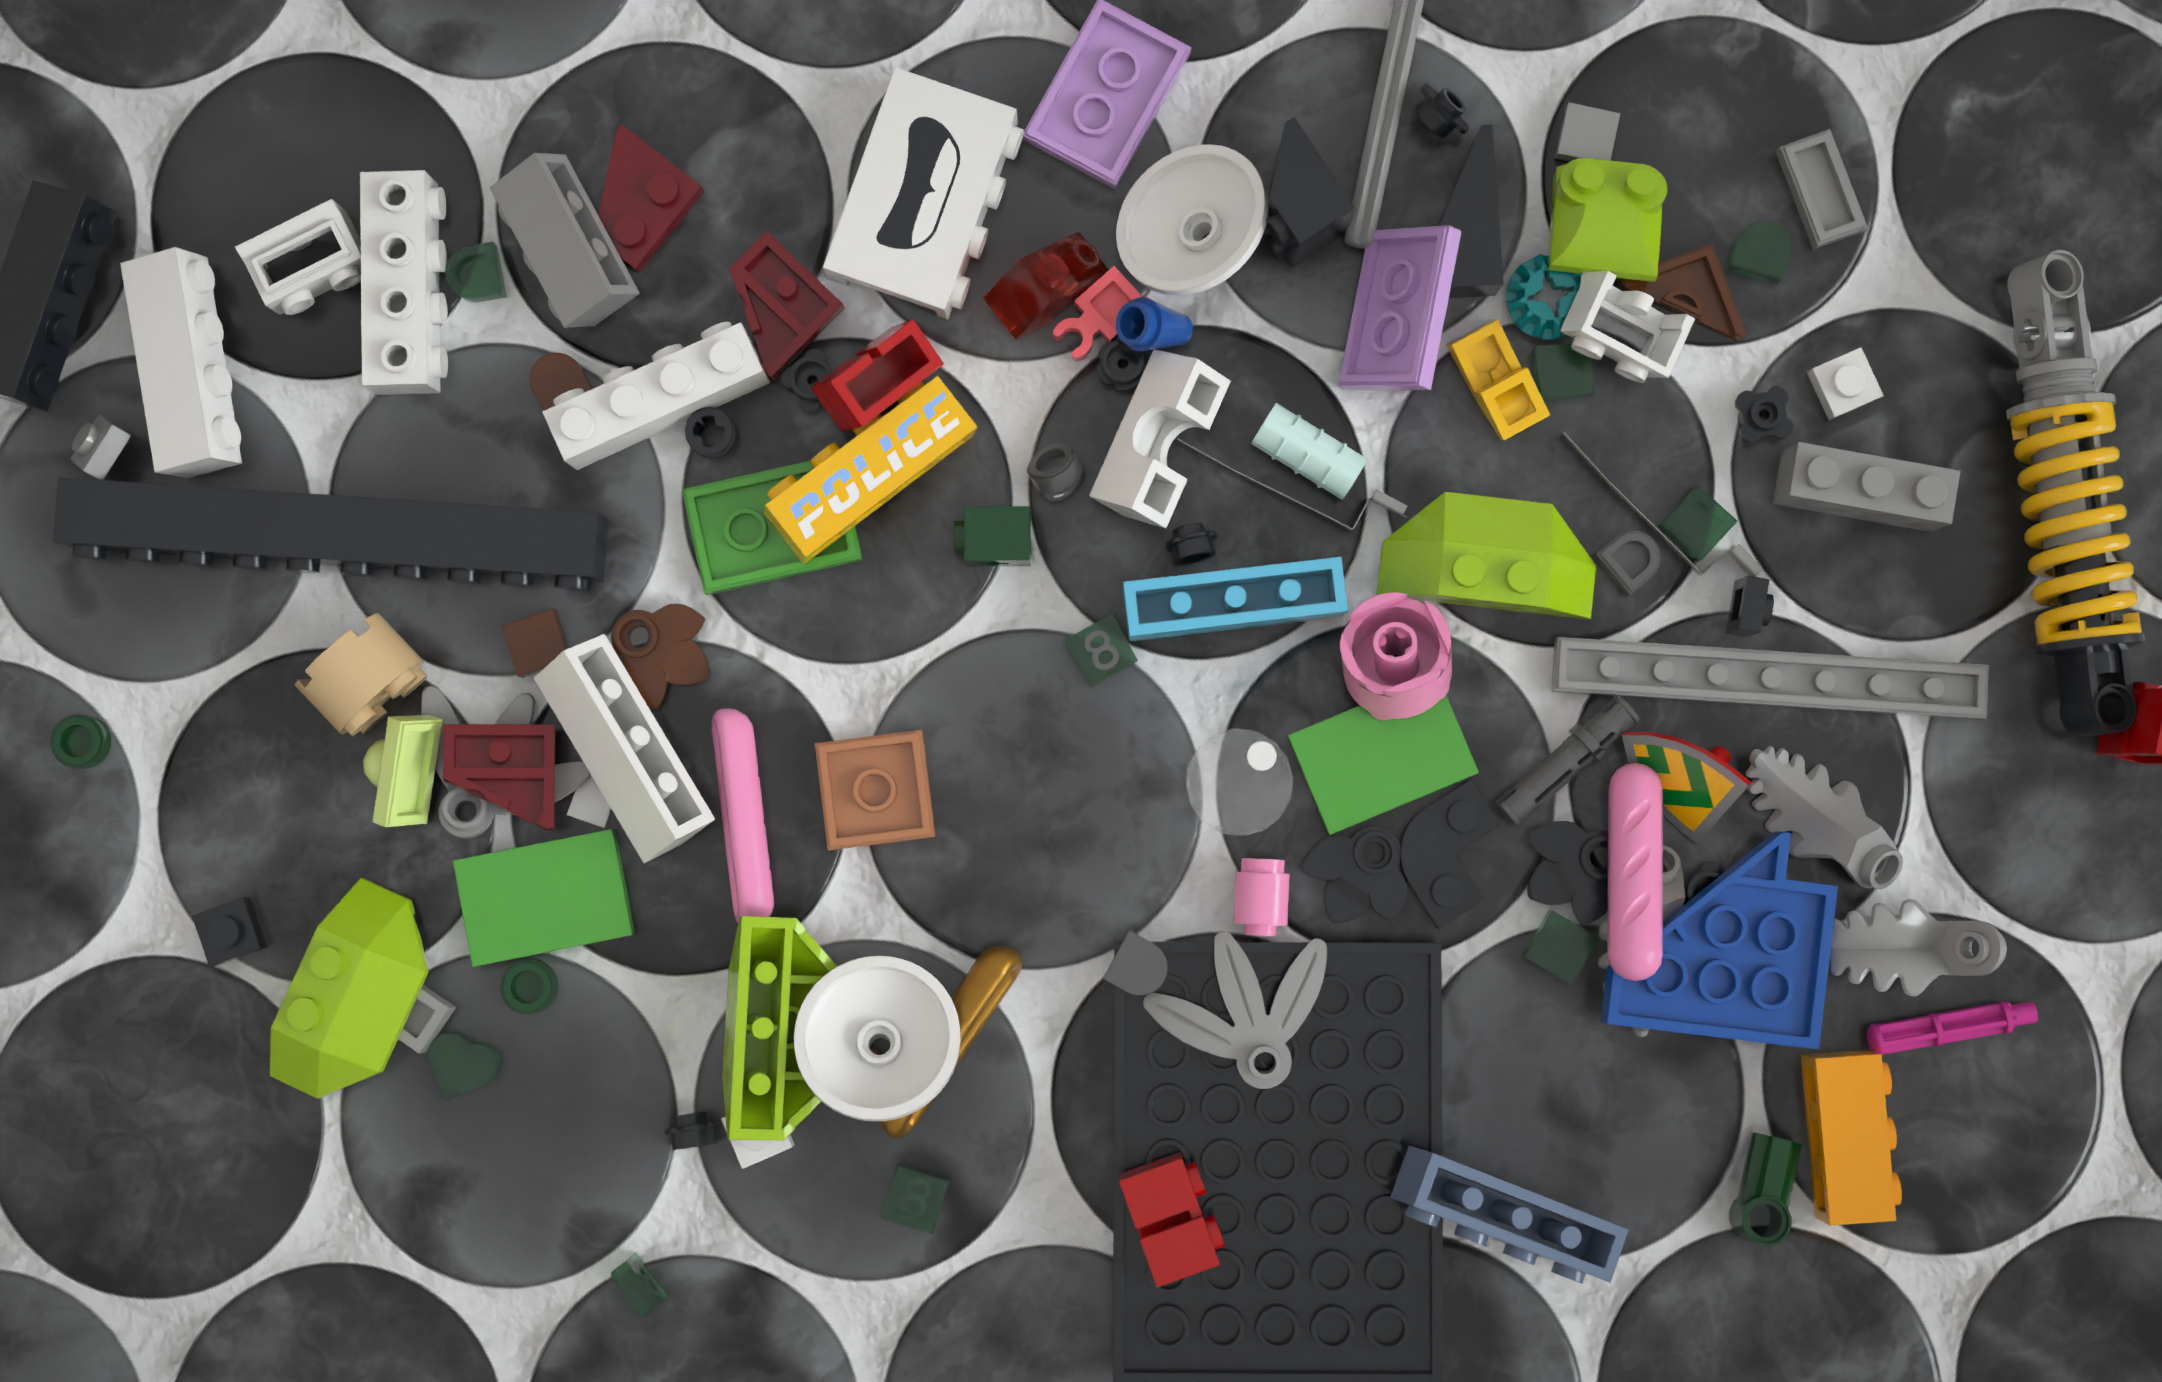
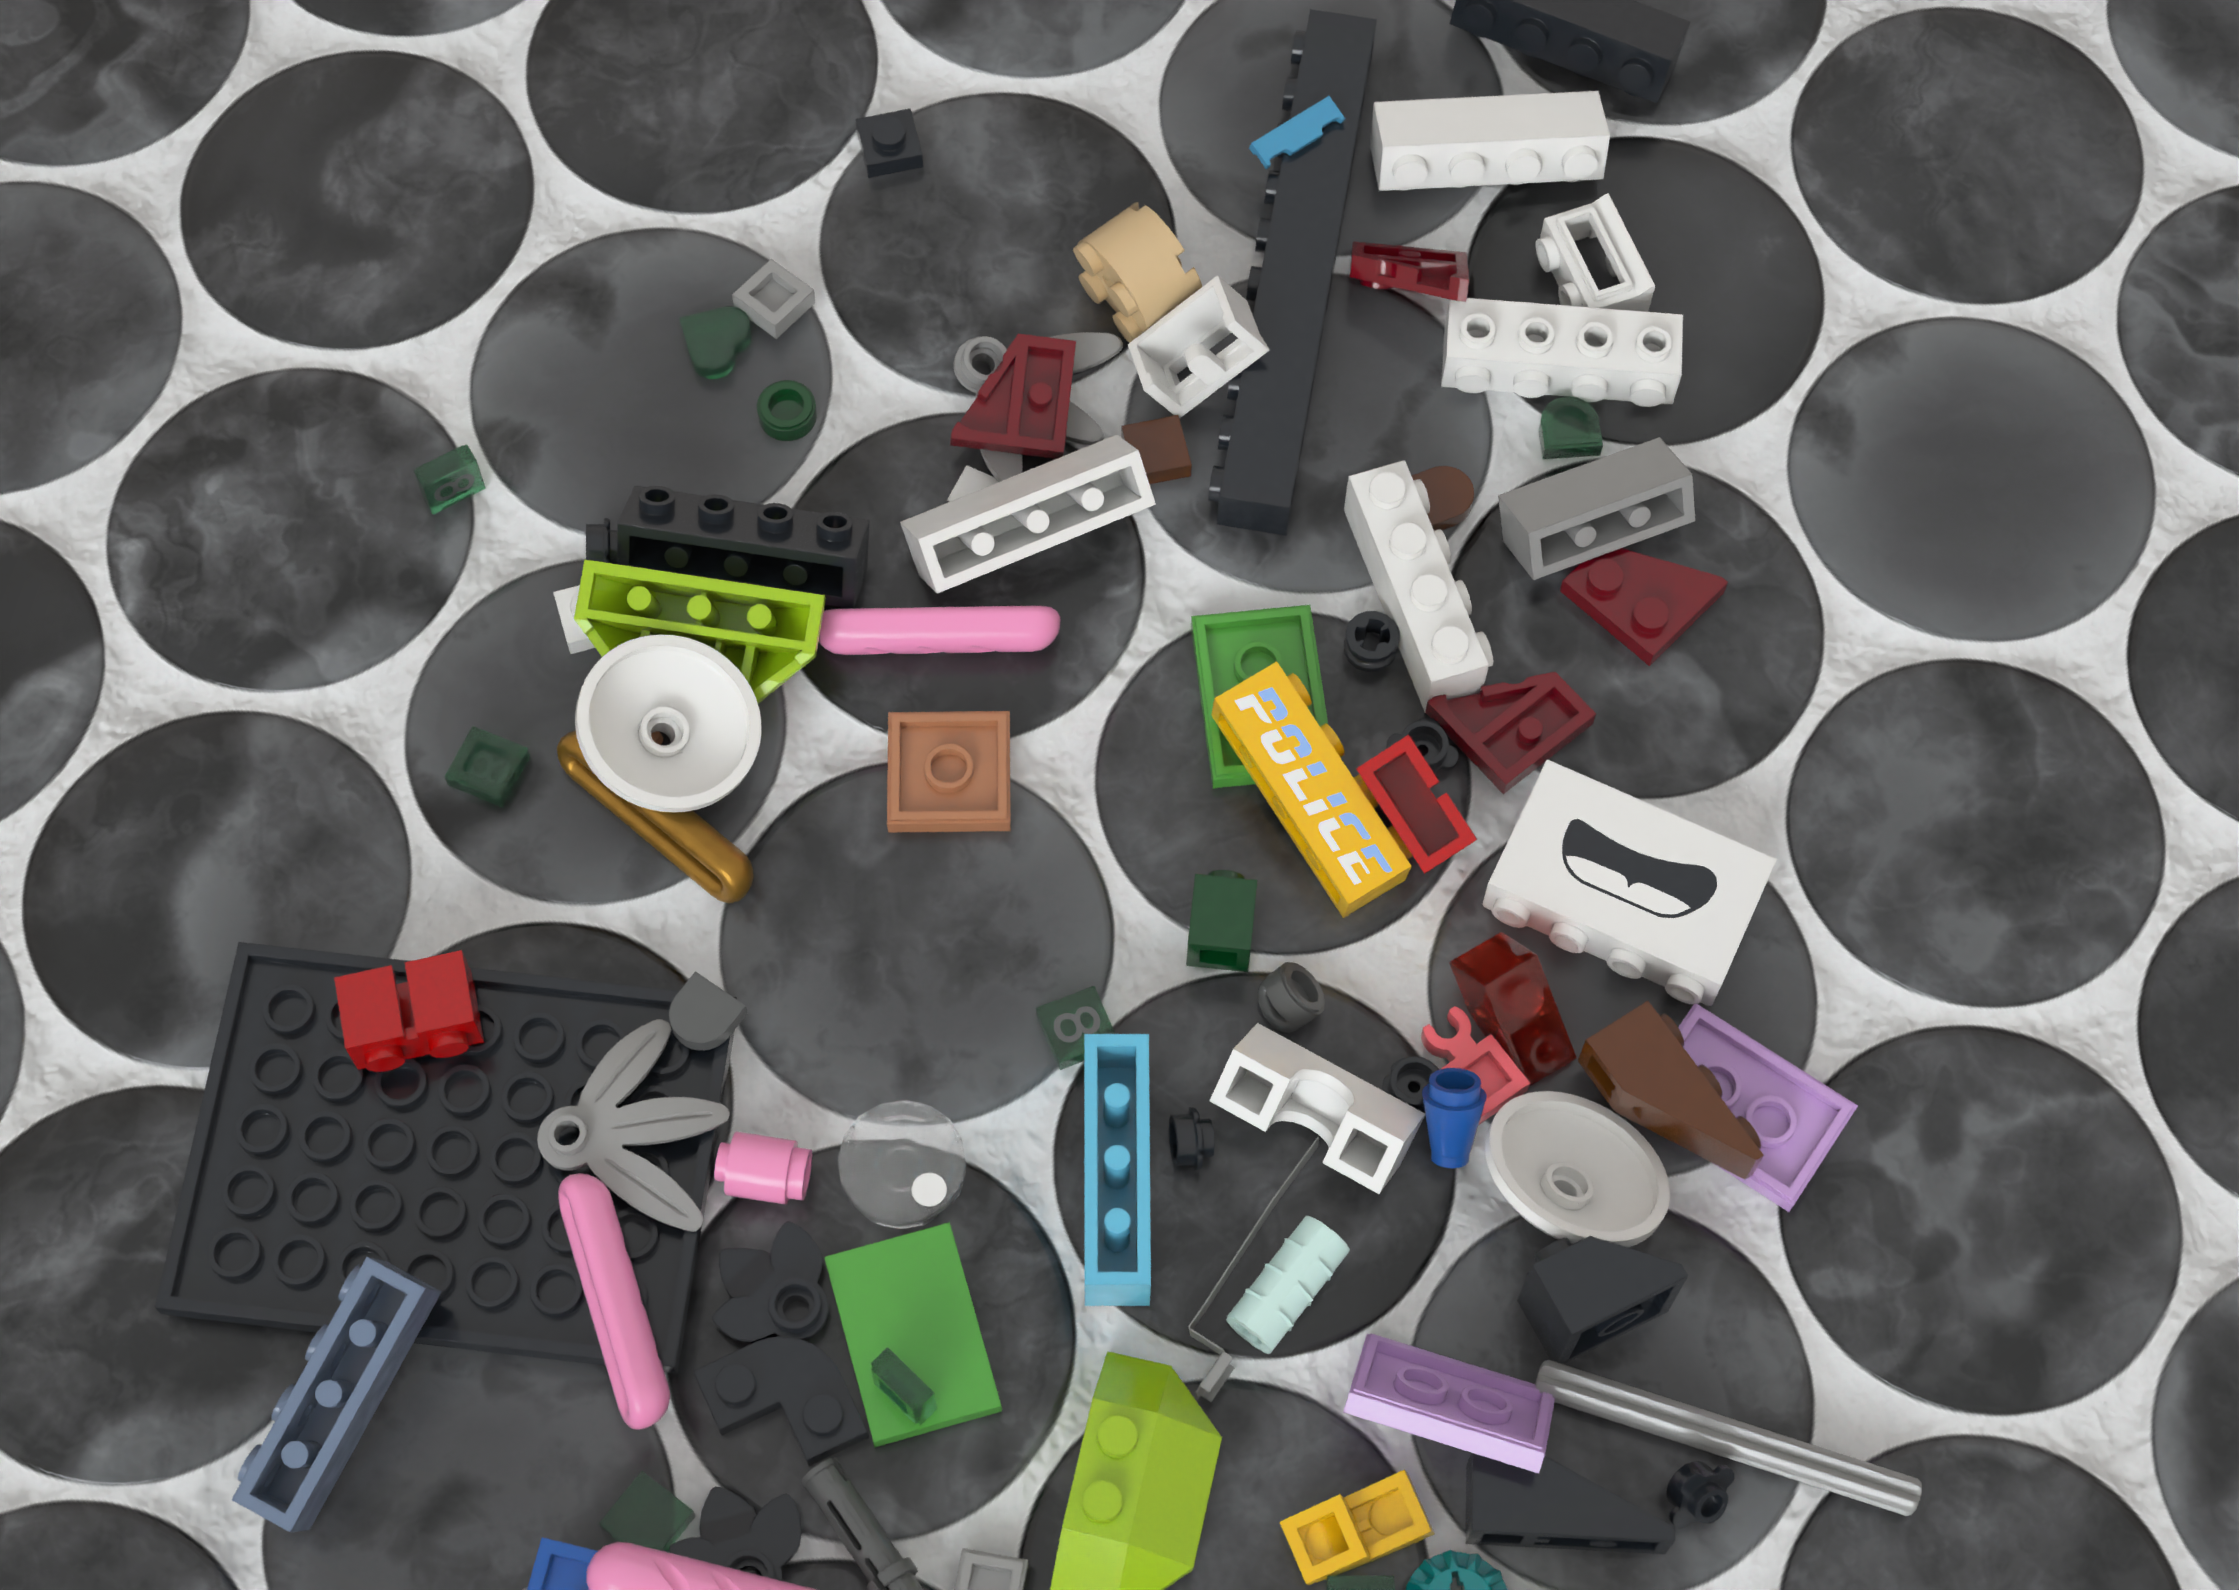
camera: 90 degrees right, 20 degrees down
(80, 741) = (1105, 30): dark green tile -> none
(98, 446) = (1409, 63): light grey plate -> none
(197, 541) = (1296, 132): none -> dark azure piece
(329, 422) = (1411, 268): none -> dark red wing
(350, 993) = (811, 238): lime wedge -> none
(404, 769) = (1032, 305): yellowish green tile -> none
(423, 626) = (1186, 339): none -> white window
(543, 897) = (879, 432): bright green tile -> none
(667, 655) = (1128, 575): reddish brown plate -> none
(684, 1002) = (745, 542): none -> black brick
(1105, 161) = (1657, 1084): none -> reddish brown slope
(1398, 1000) = (614, 1300): none -> bright pink piece
(1401, 684) = (1024, 1345): bright pink brick -> none
(1442, 751) = (903, 1387): none -> clear green tile

